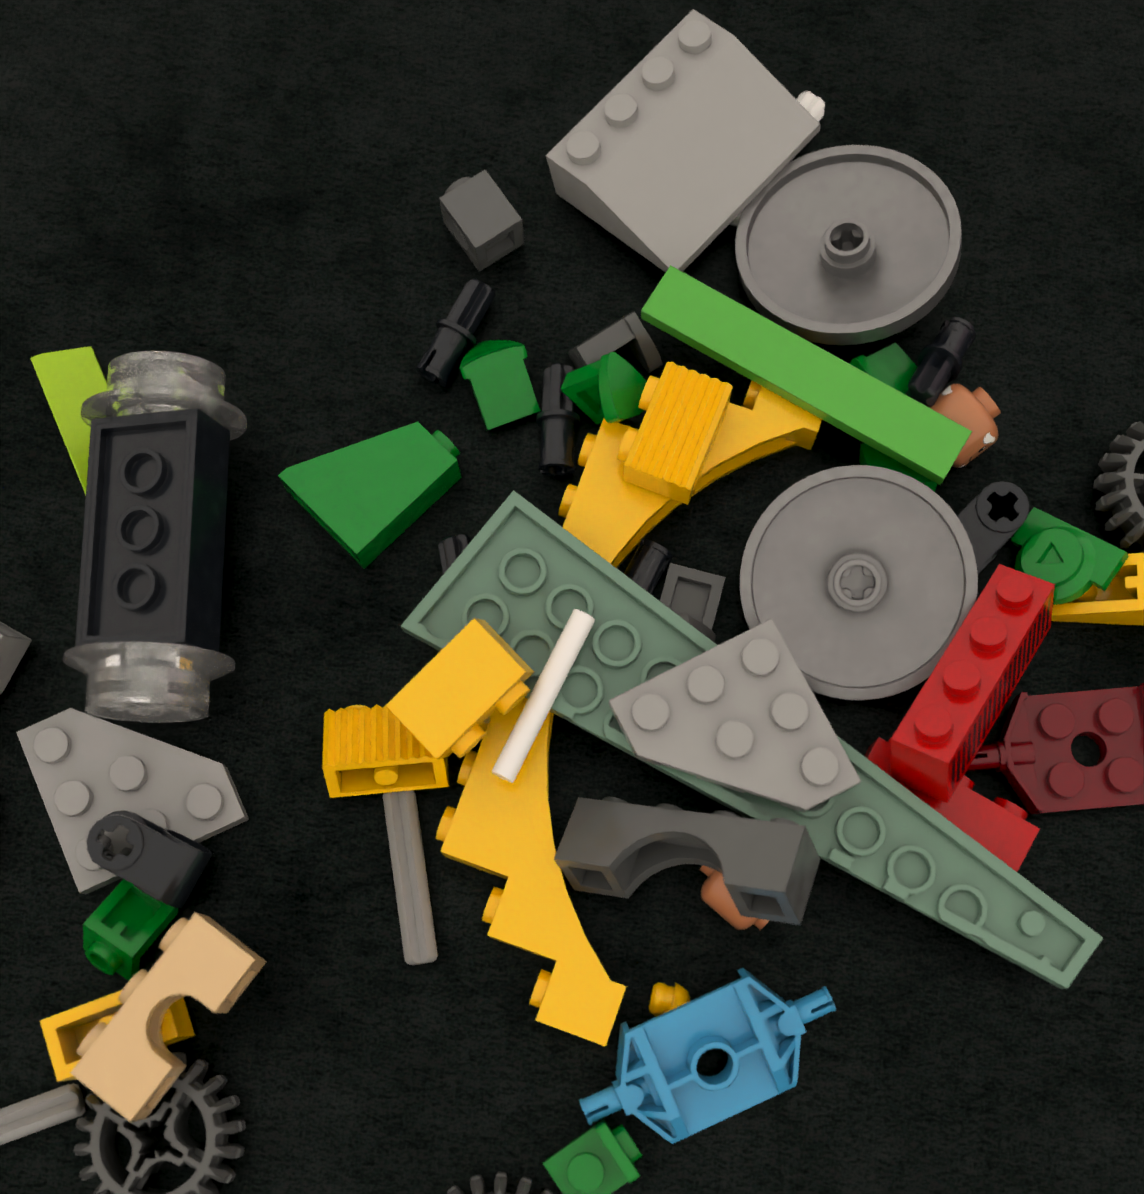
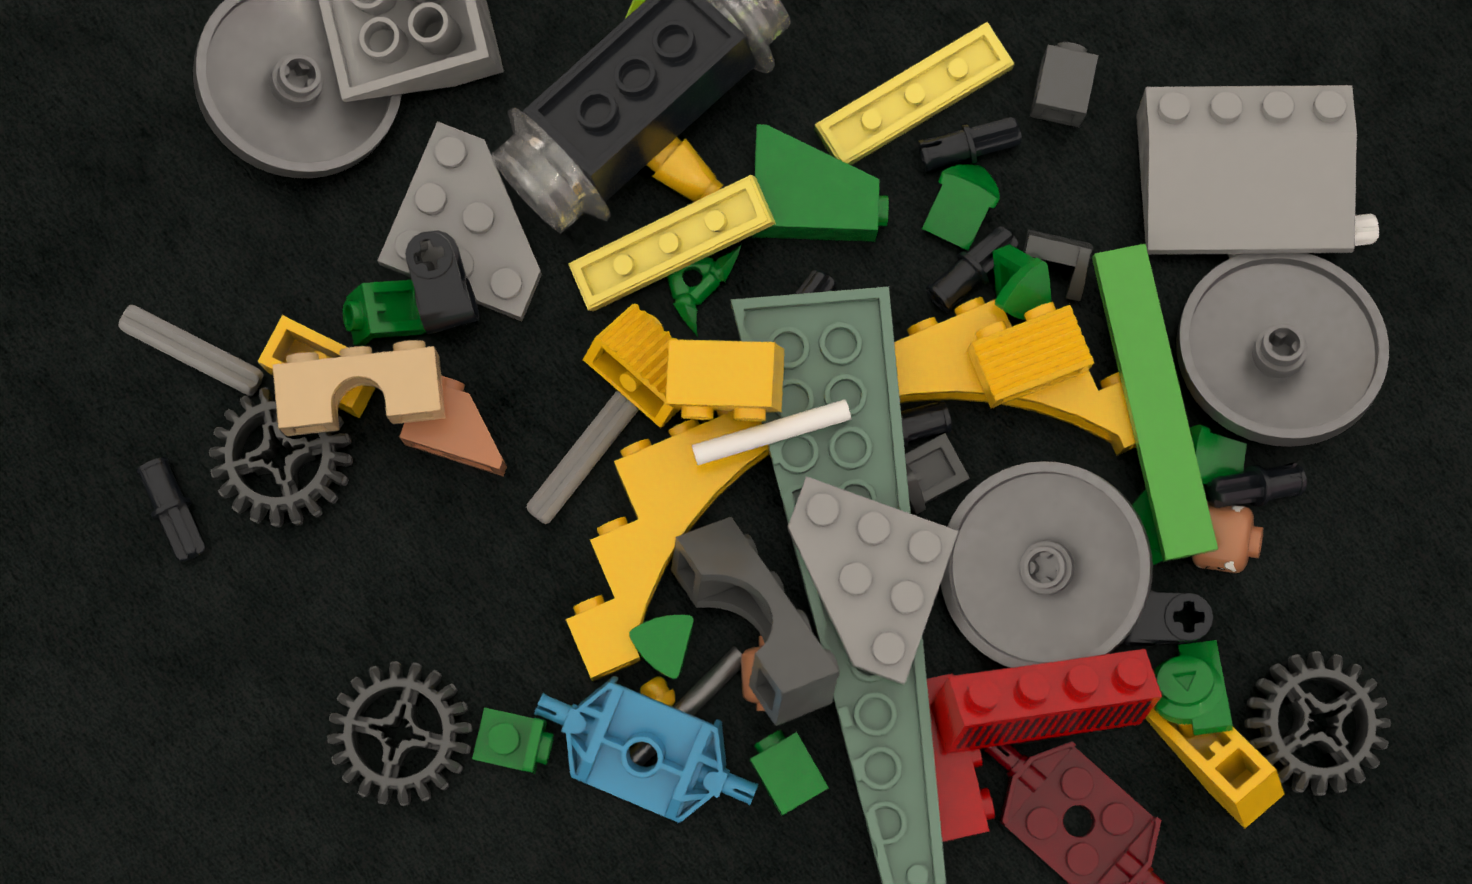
camera: 40 degrees right, 5 degrees up
(259, 570) = (684, 171): none -> yellow cone
(292, 965) = (458, 436): none -> nougat slope
(306, 634) = (672, 243): none -> light yellow tile
(364, 662) = (689, 297): none -> green piece
(376, 339) = (914, 95): none -> light yellow tile
(634, 954) = (664, 642): none -> green tile
(700, 966) = (696, 697): none -> flat silver bar
(835, 951) = (787, 771): none -> green brick

